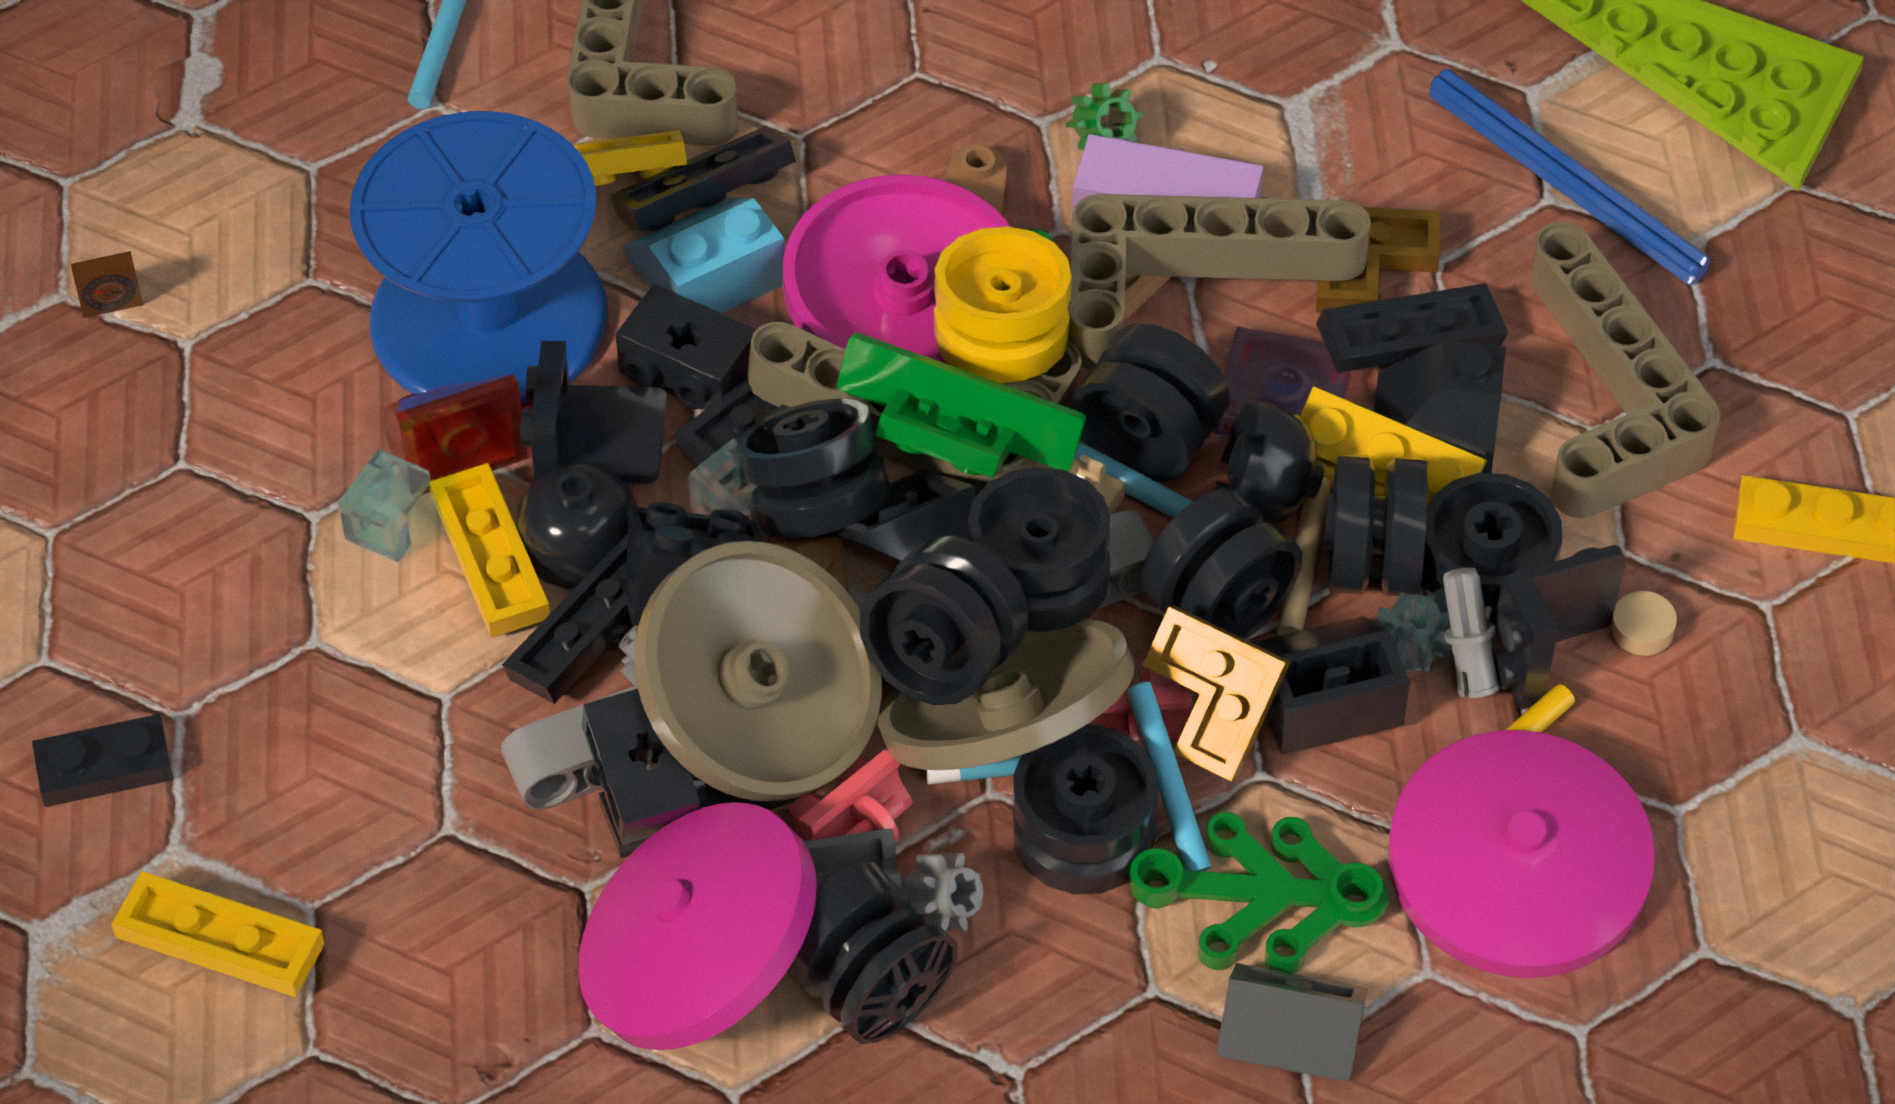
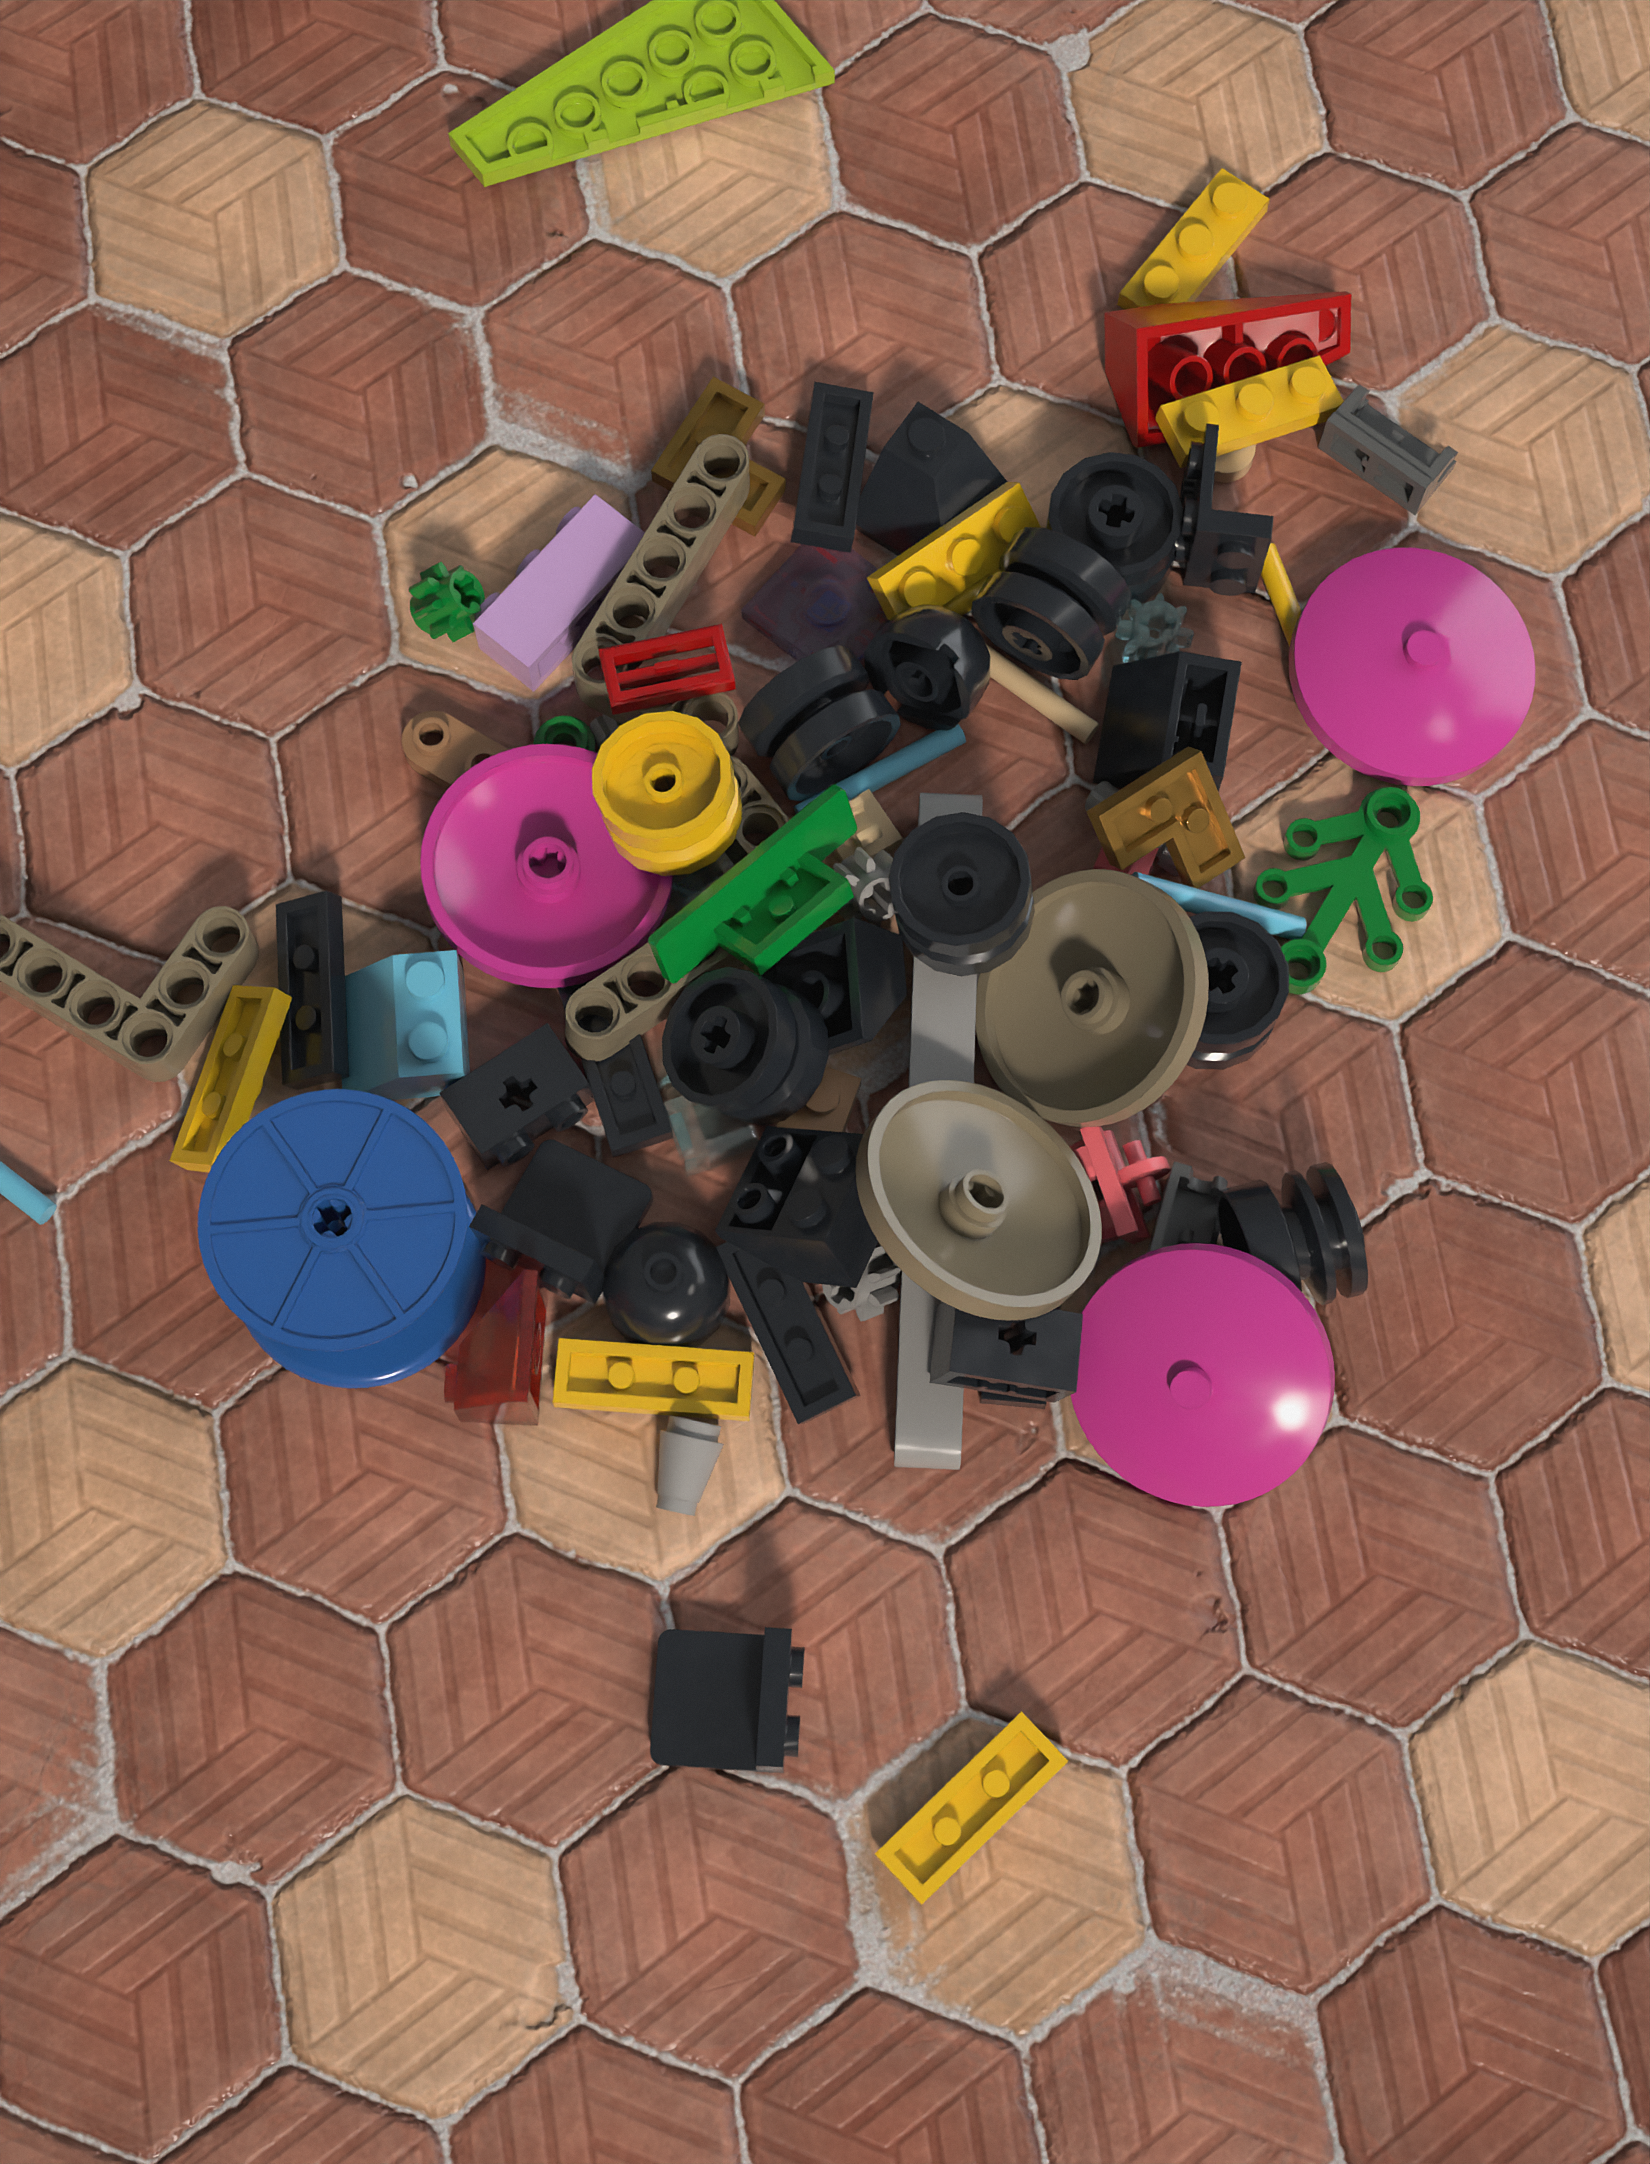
camera: 65 degrees left, 20 degrees up
(102, 760) = (710, 1841): black plate -> none
(106, 284) = (130, 1615): reddish brown tile -> none
(230, 715) = (726, 1700): none -> black bracket
(378, 502) = (557, 1451): clear light blue panel -> none
(426, 601) = (686, 1463): none -> light grey cone
(944, 620) = (1015, 1012): black wheel -> none
(945, 889) = (1239, 1148): light grey gear -> none
(1109, 264) = (673, 690): none -> red tile
(1222, 563) = (1034, 754): black wheel -> none
(1291, 1022) = (1487, 924): dark grey panel -> none
(1470, 634) = (1196, 589): light grey axle -> none
(1570, 177) = (716, 254): blue axle -> none
(1668, 411) = (964, 326): dark tan beam -> none
(1695, 620) = (1252, 409): none -> yellow plate
(1731, 573) = (1197, 346): none -> red wedge
(1734, 746) = (1384, 452): none -> dark grey hinge

